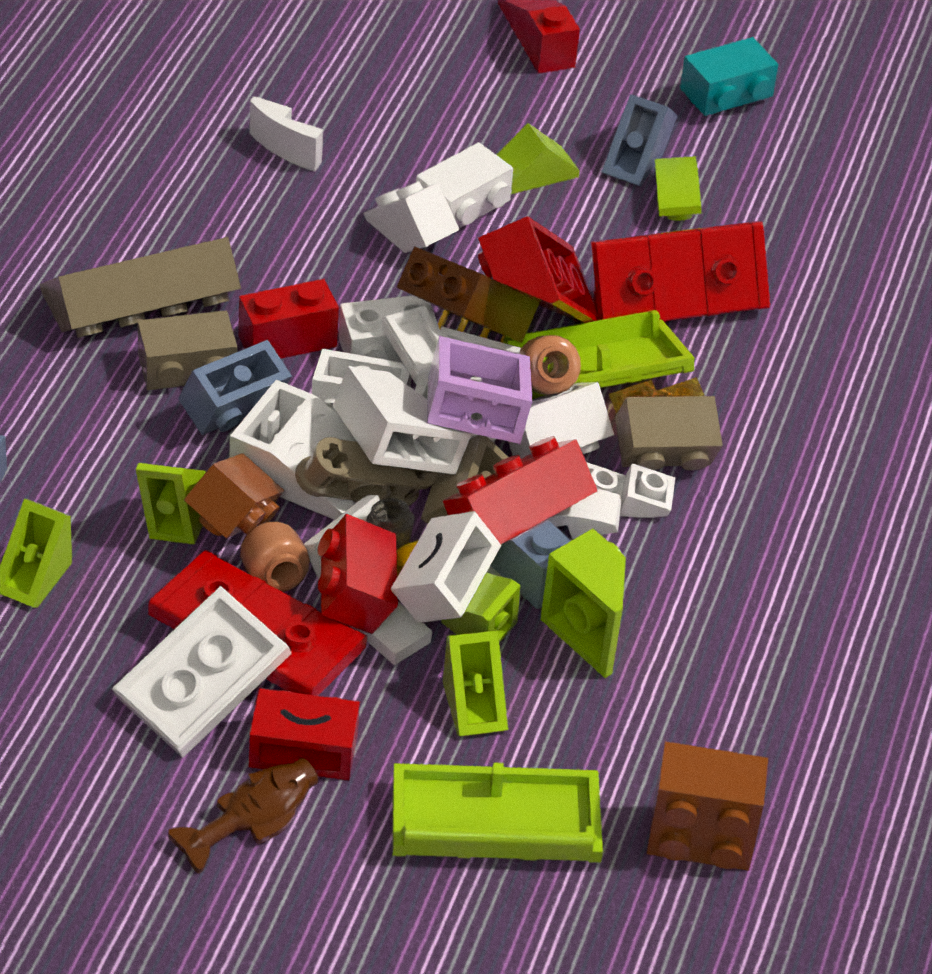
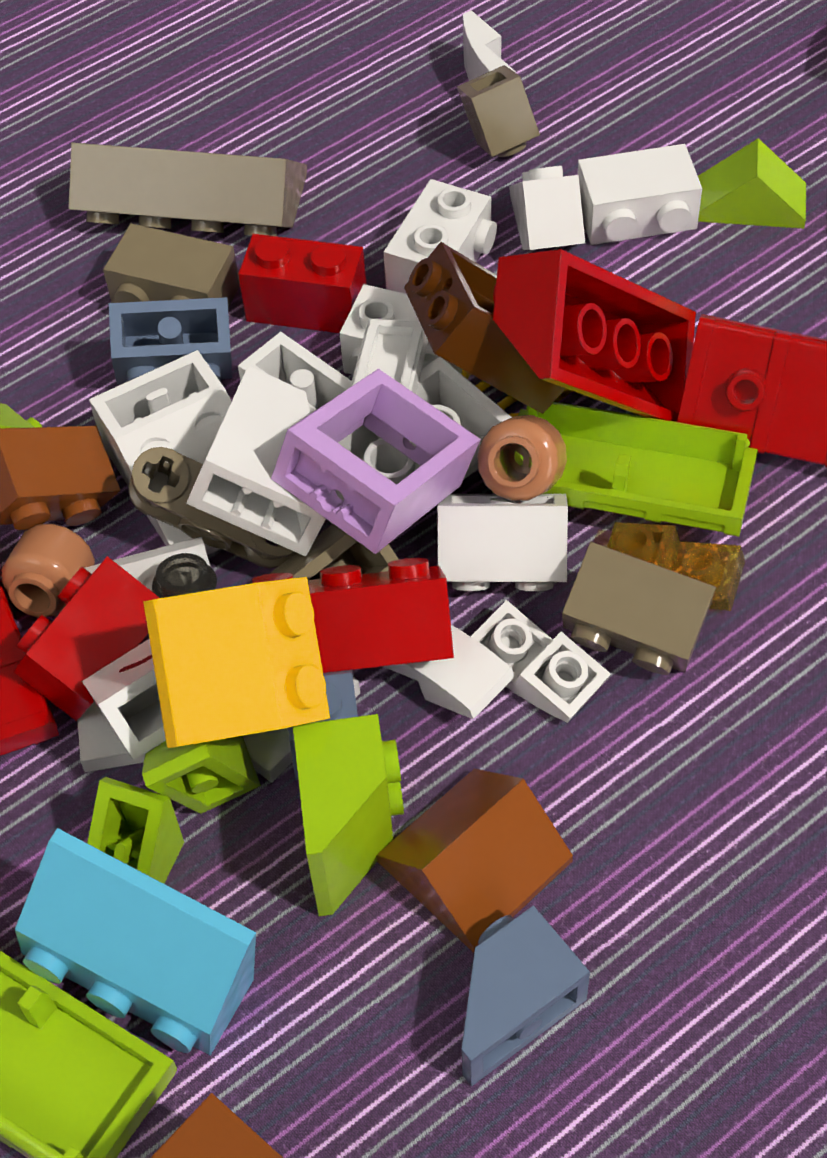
camera: 40 degrees right, 10 degrees up
(329, 161) = (499, 112): none -> dark tan brick
(358, 260) = (439, 215): none -> white brick
(511, 517) = (236, 661): none -> yellow slope
(537, 711) = (135, 944): none -> medium azure slope
(673, 601) = (478, 853): none -> dark orange slope
(754, 654) = (518, 989): none -> sand blue slope

